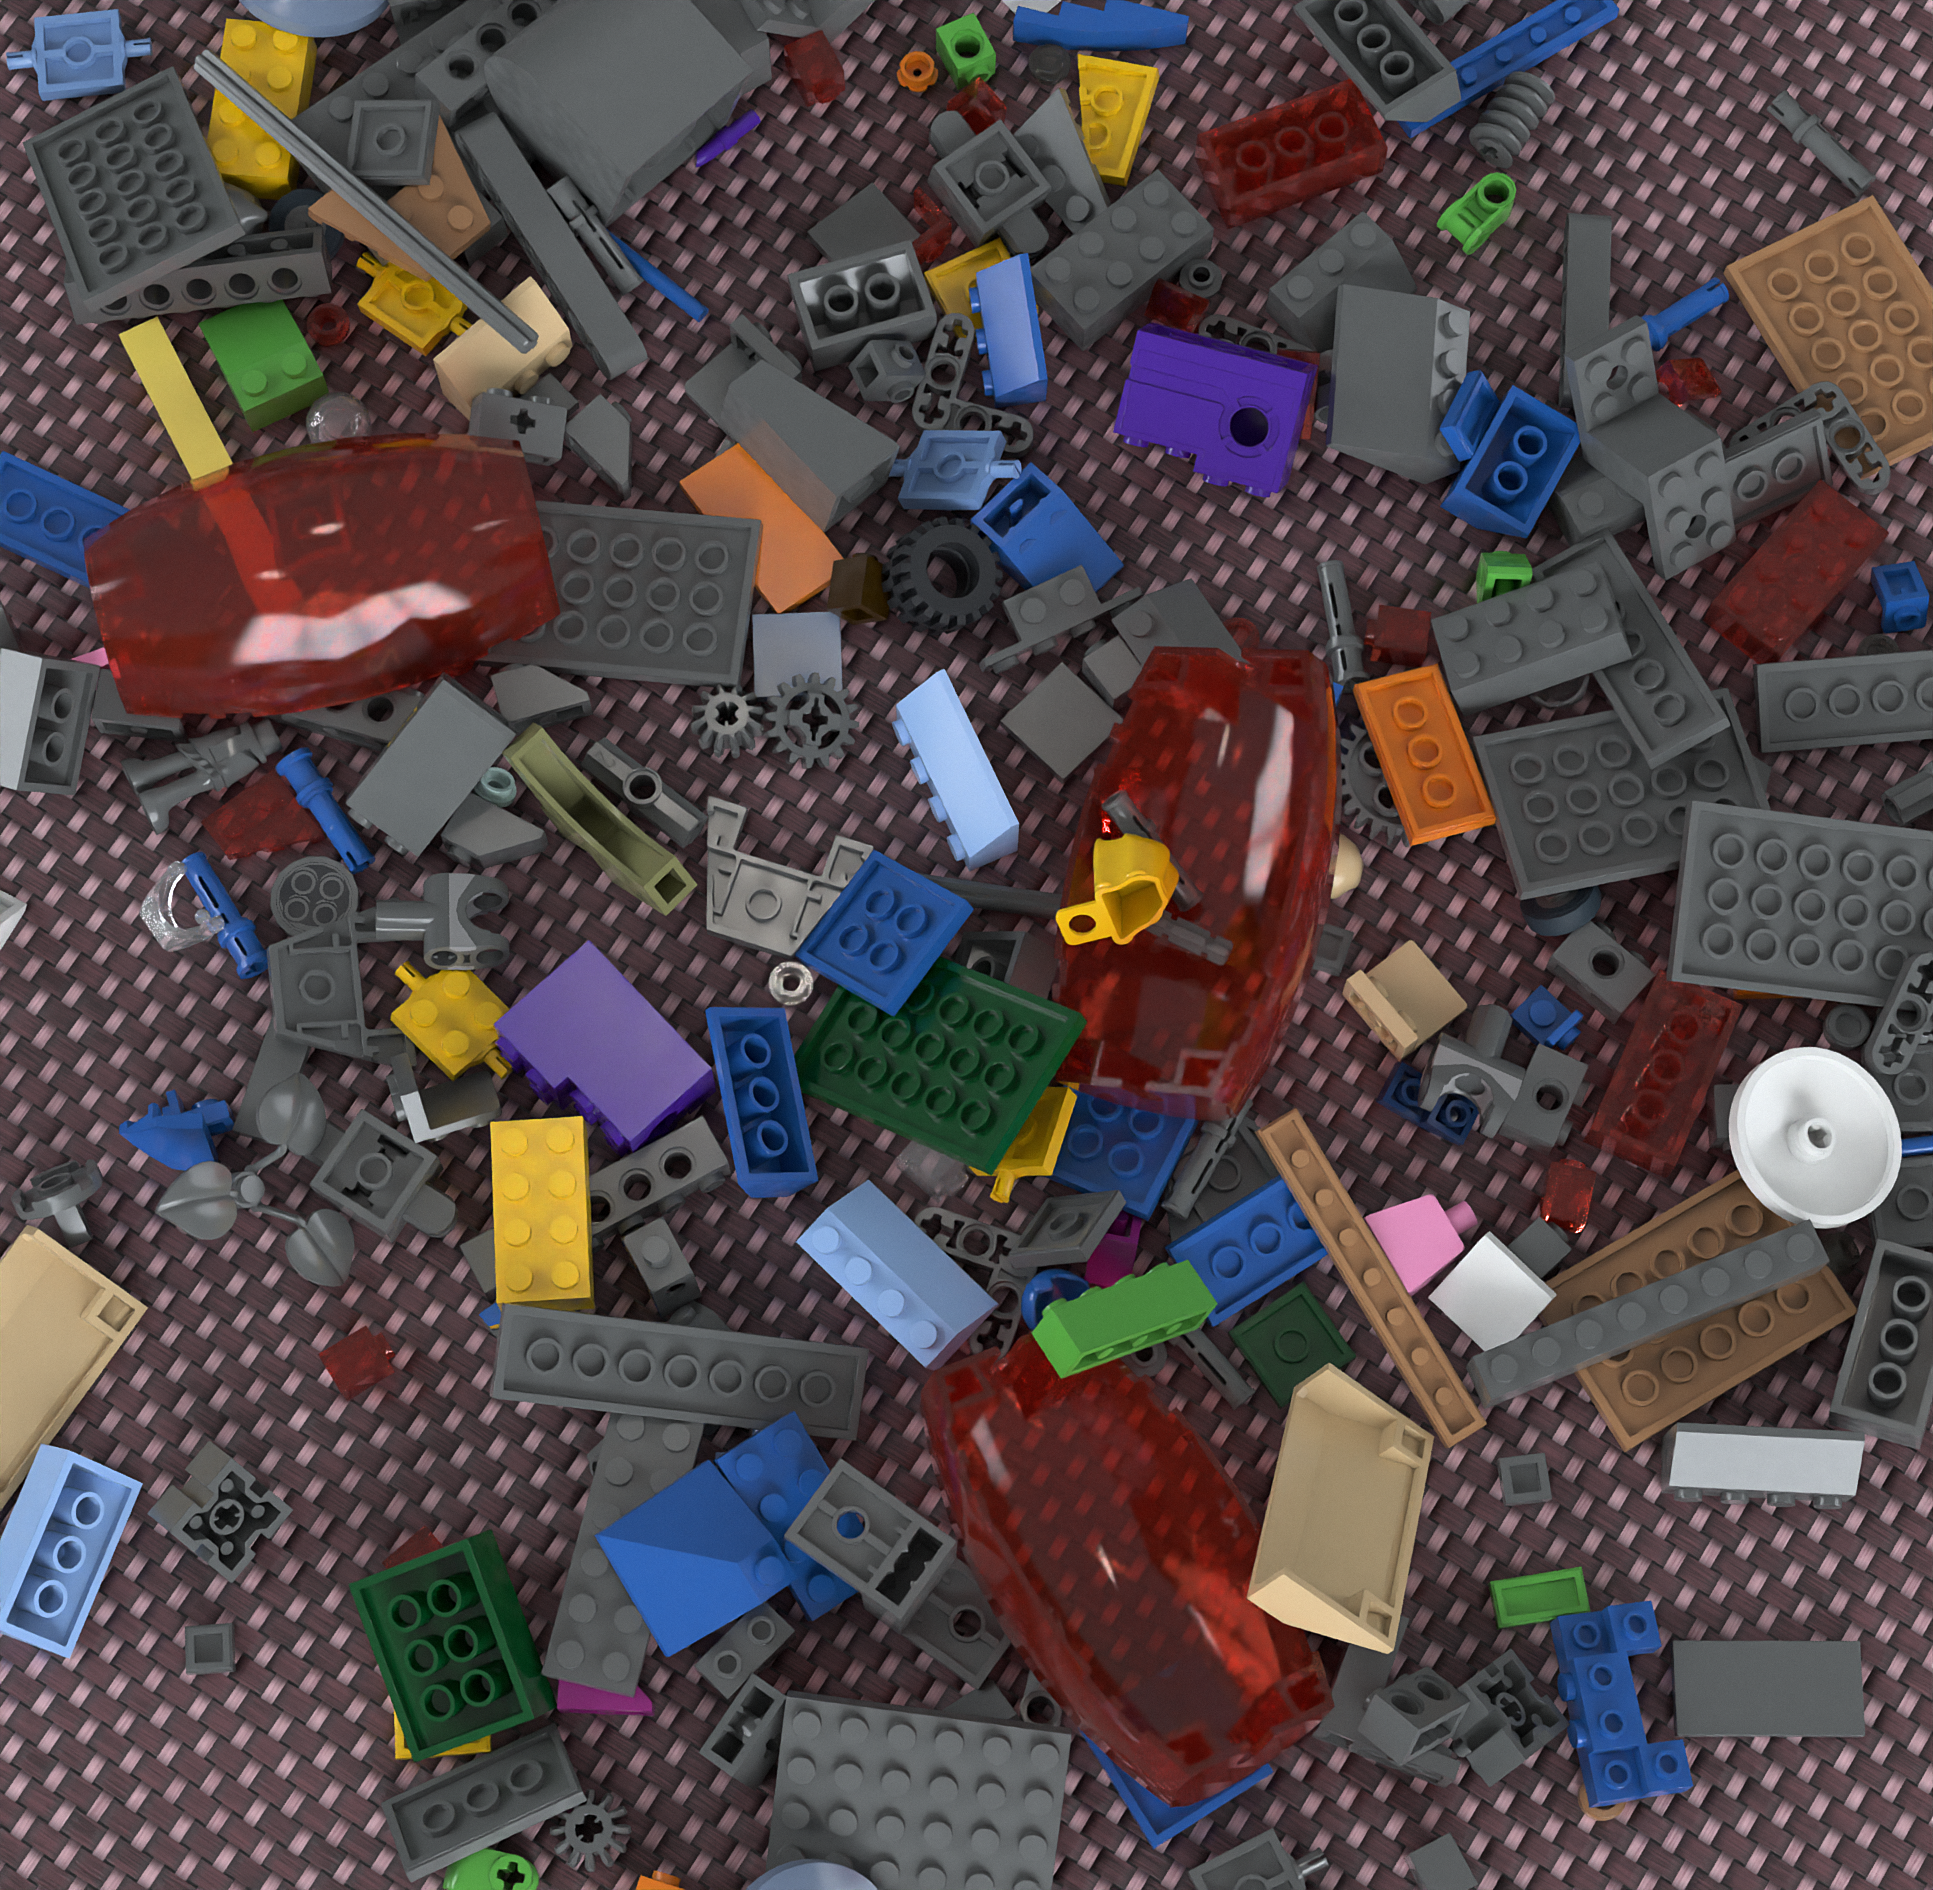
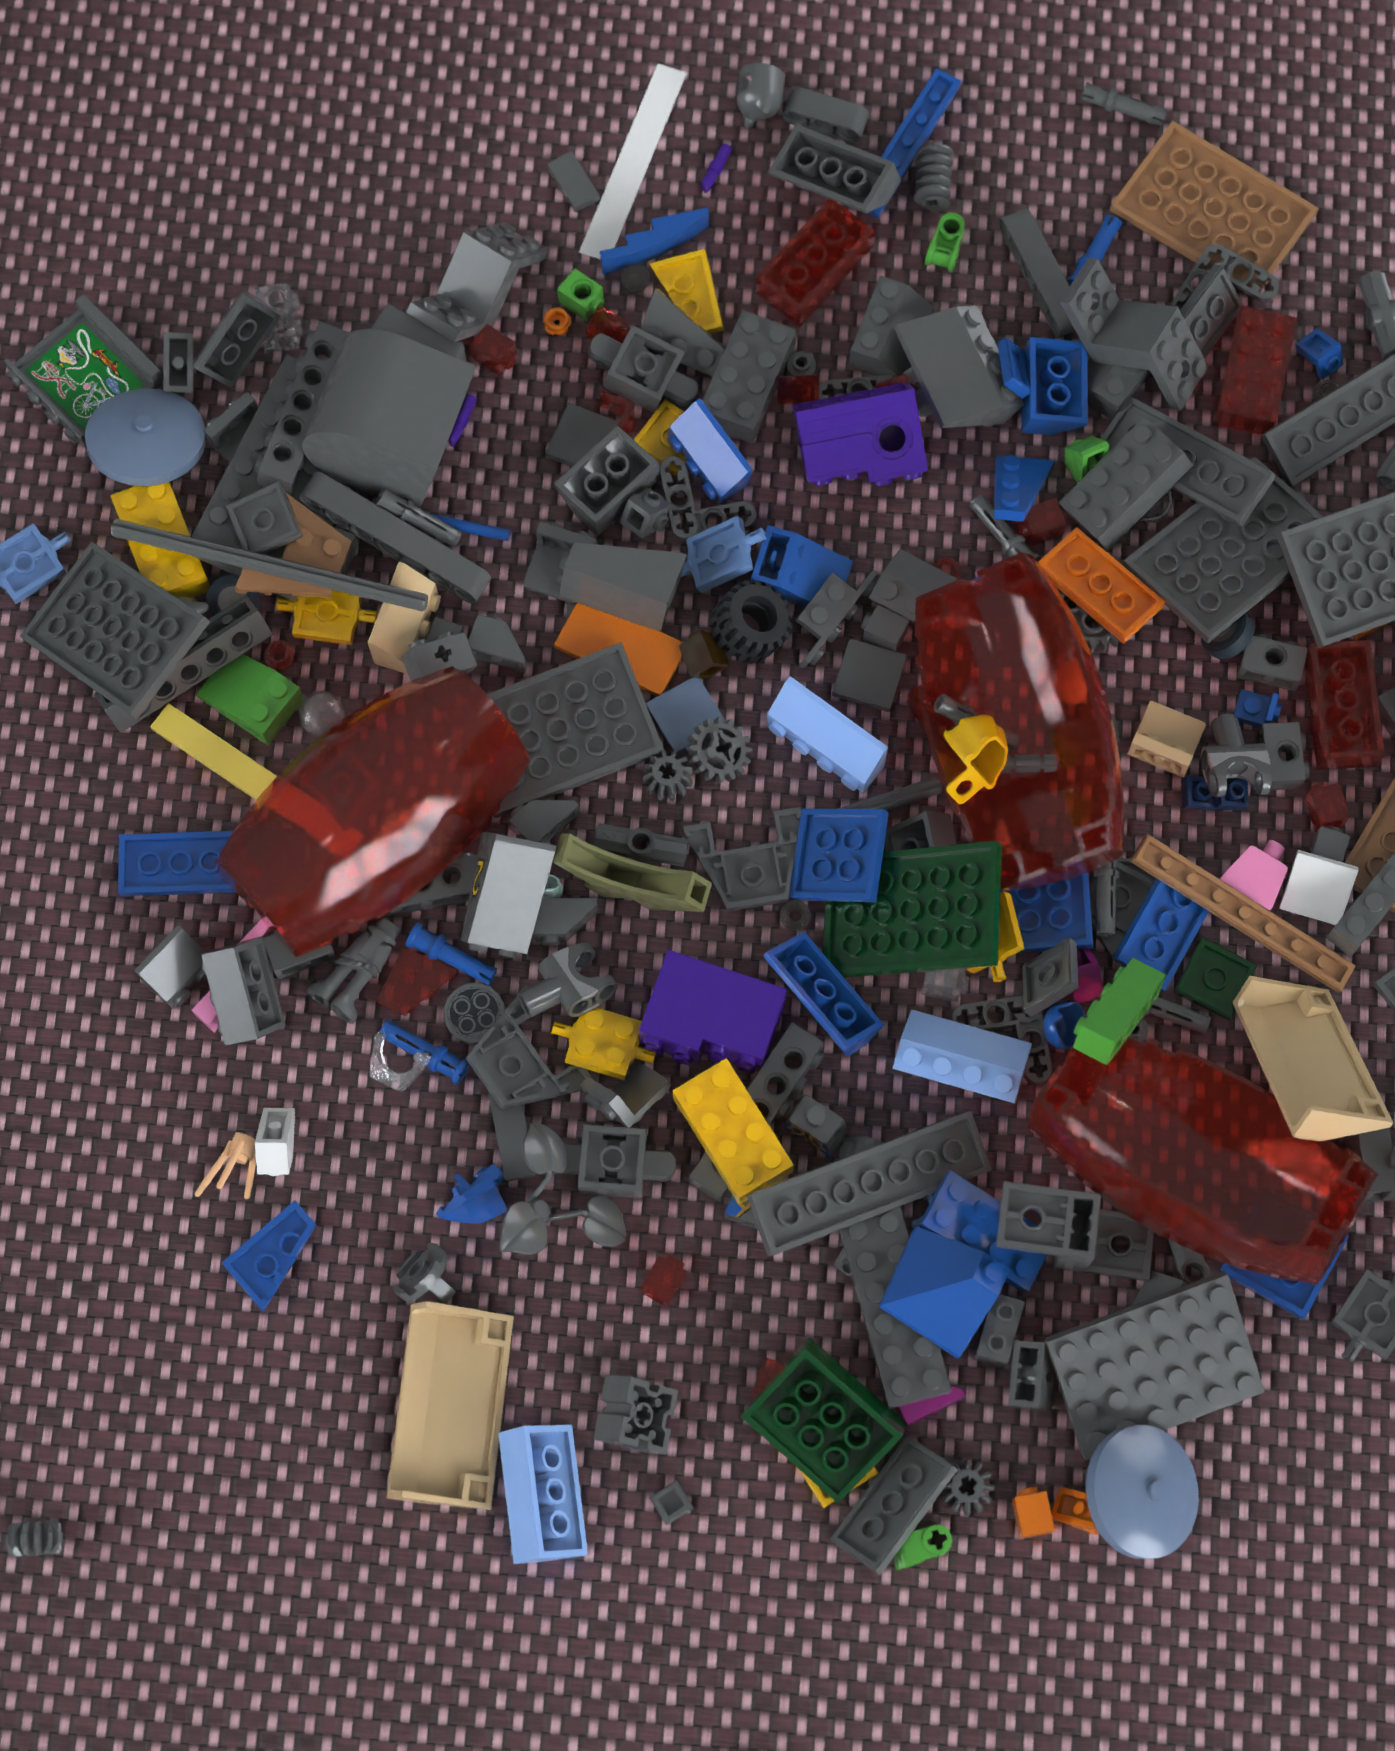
camera: 25 degrees left, 0 degrees up
(1391, 570) = (1017, 485): none -> blue wing
(1687, 380) = (1127, 284): clear red bracket -> none

